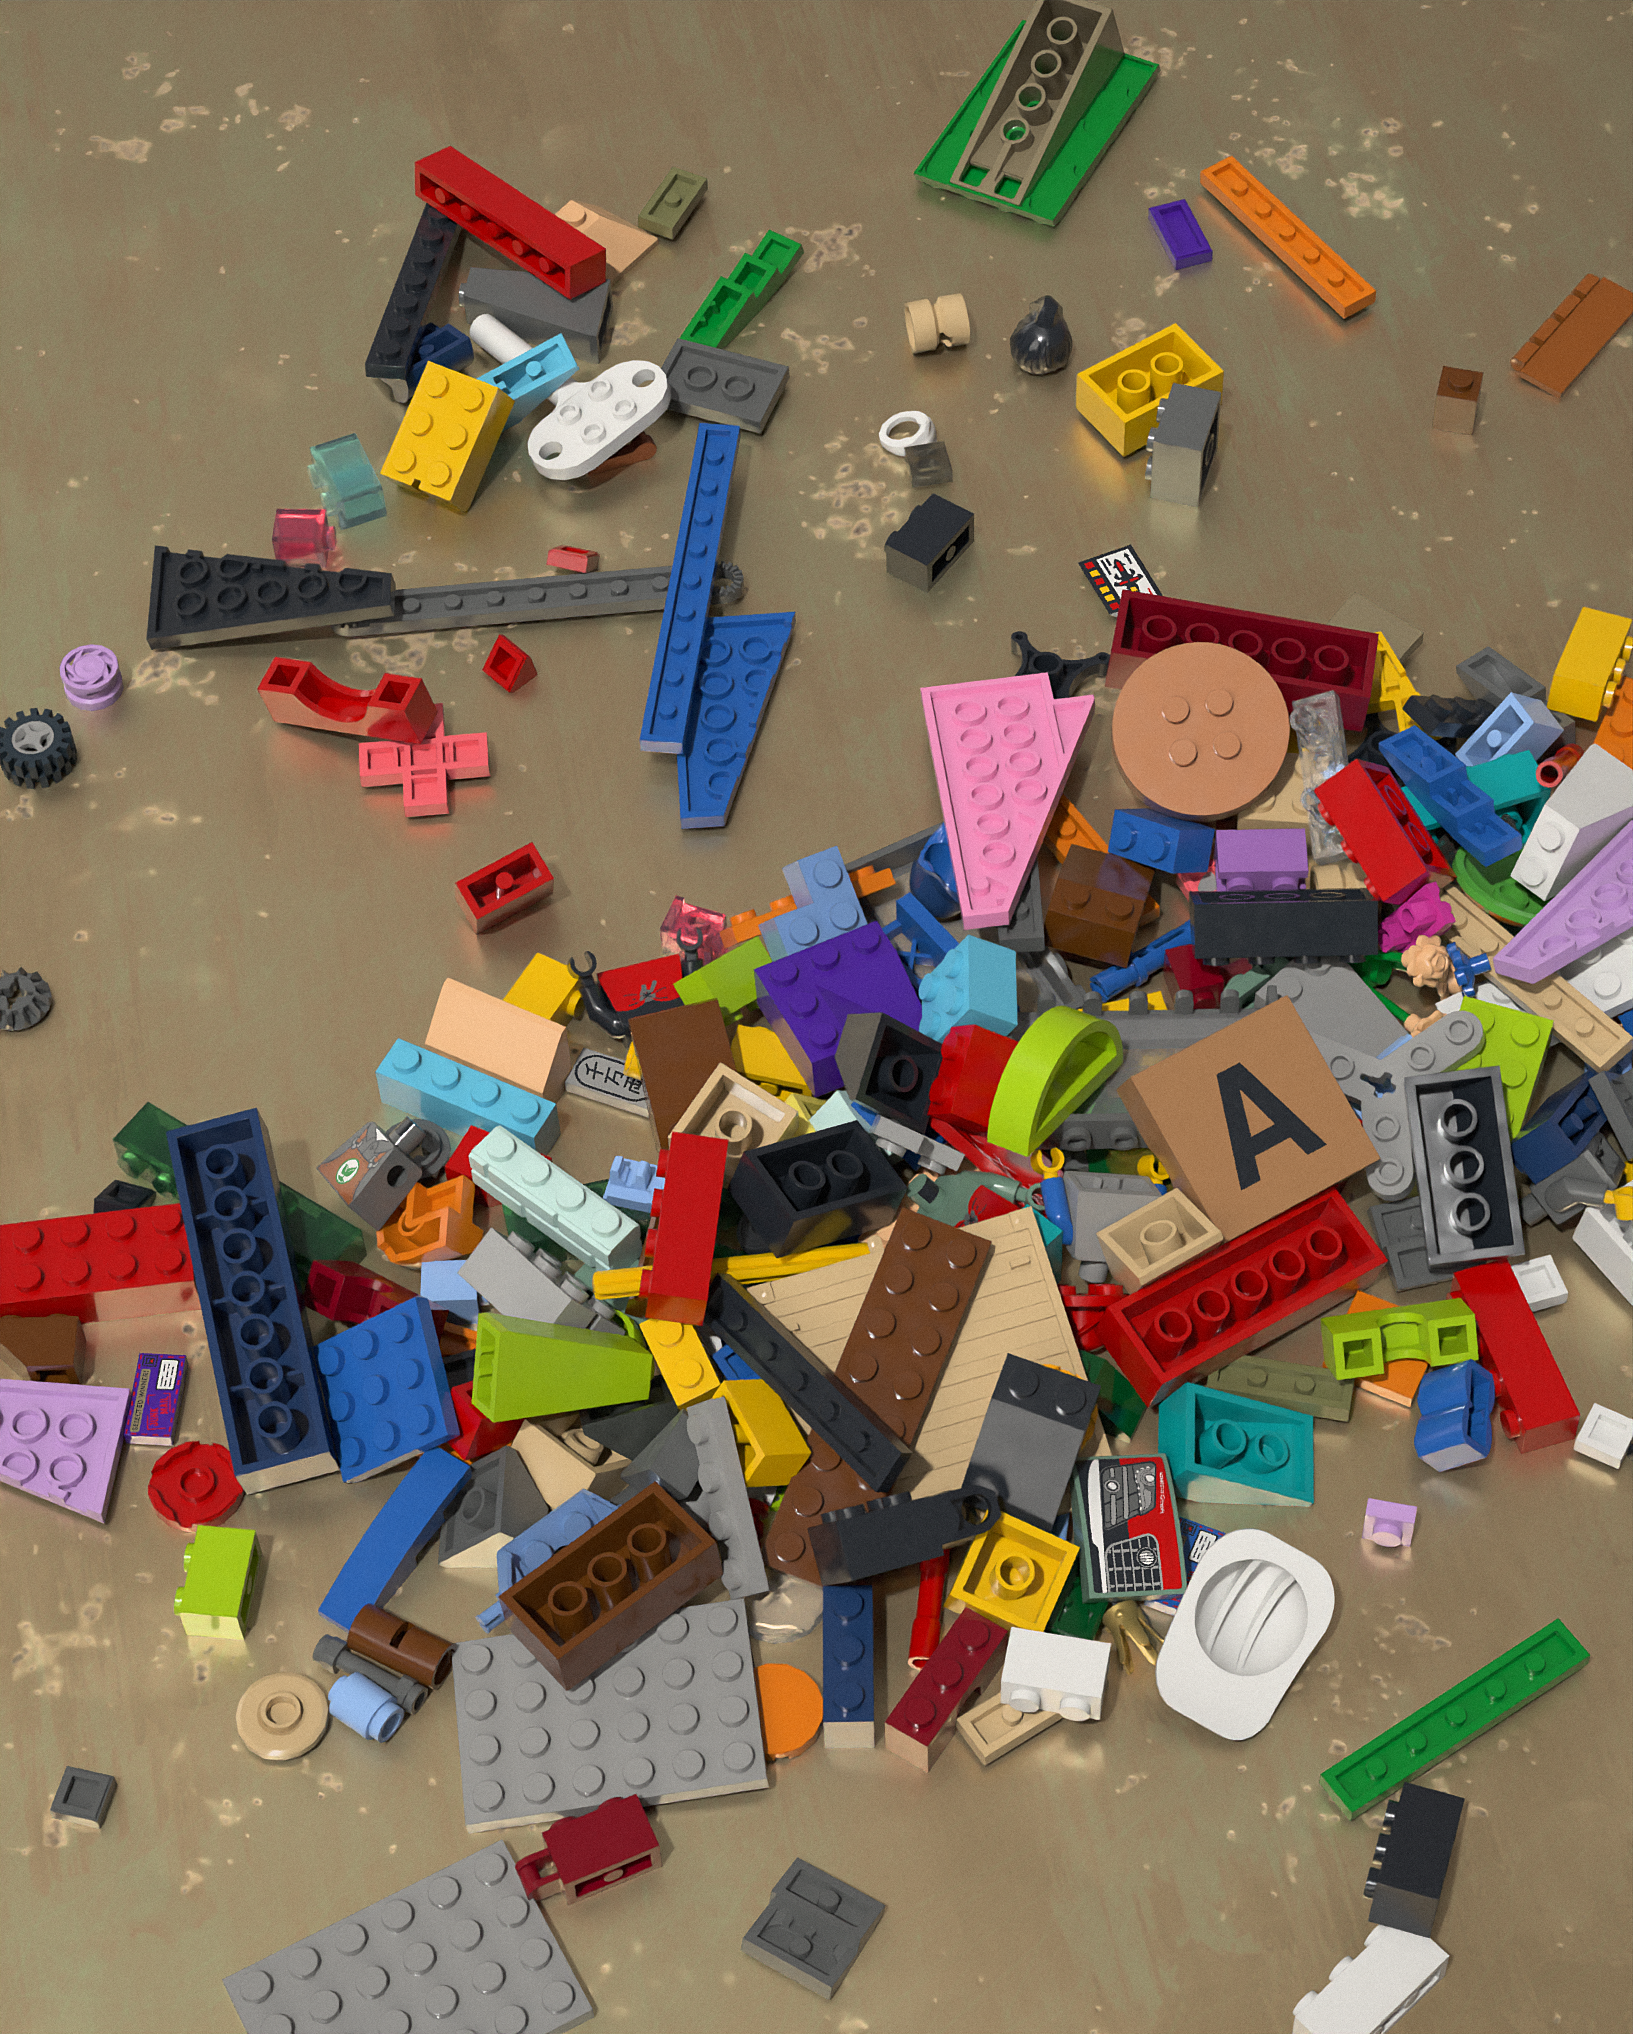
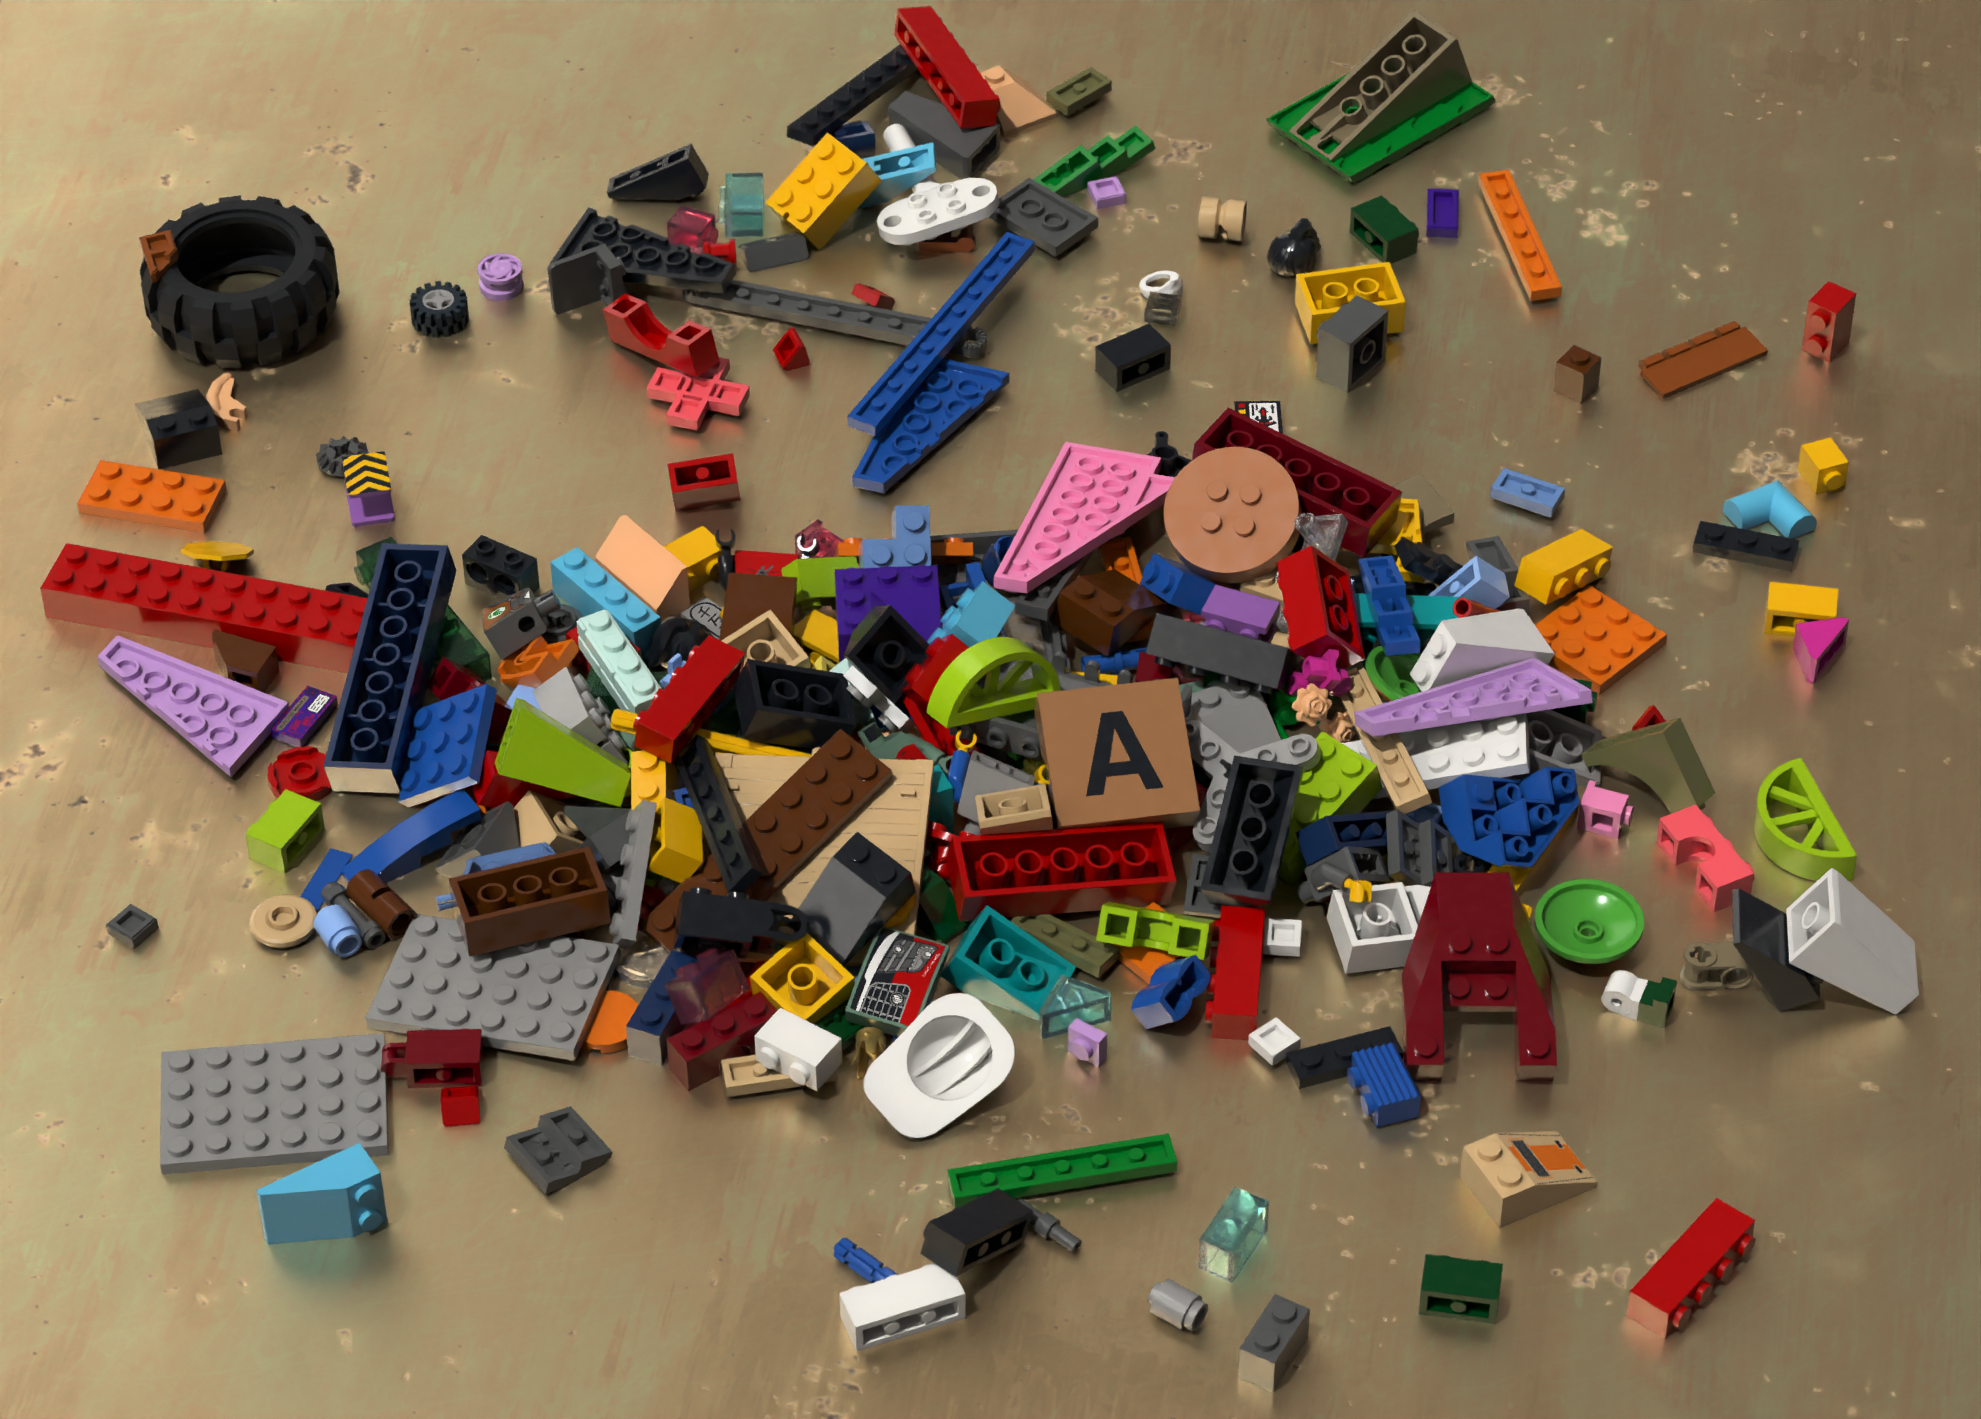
camera: 20 degrees right, 10 degrees down
(77, 1038) = (368, 489): none -> piece
(213, 644) = (586, 279): none -> dark grey bracket
(228, 476) = (664, 178): none -> black slope
(300, 1627) = (327, 872): none -> blue sticker
(309, 1100) = (499, 568): none -> black brick
(354, 556) = (722, 250): none -> red bush
(413, 532) = (774, 251): none -> dark grey slope
(591, 1130) = (674, 637): none -> black hair
(652, 1907) = (460, 1105): none -> red slope
(774, 327) = (1106, 192): none -> lavender tile
(898, 1627) = (706, 986): none -> clear pink brick
(1131, 279) = (1384, 230): none -> dark green brick
(1287, 1949) = (861, 1261): none -> blue axle
(1344, 1476) = (1070, 1001): none -> clear light blue slope
(1467, 968) = (1339, 720): blue plant -> none
(1480, 1806) = (1049, 1227): none -> dark grey bar
(1484, 575) = (1527, 492): none -> medium blue plate

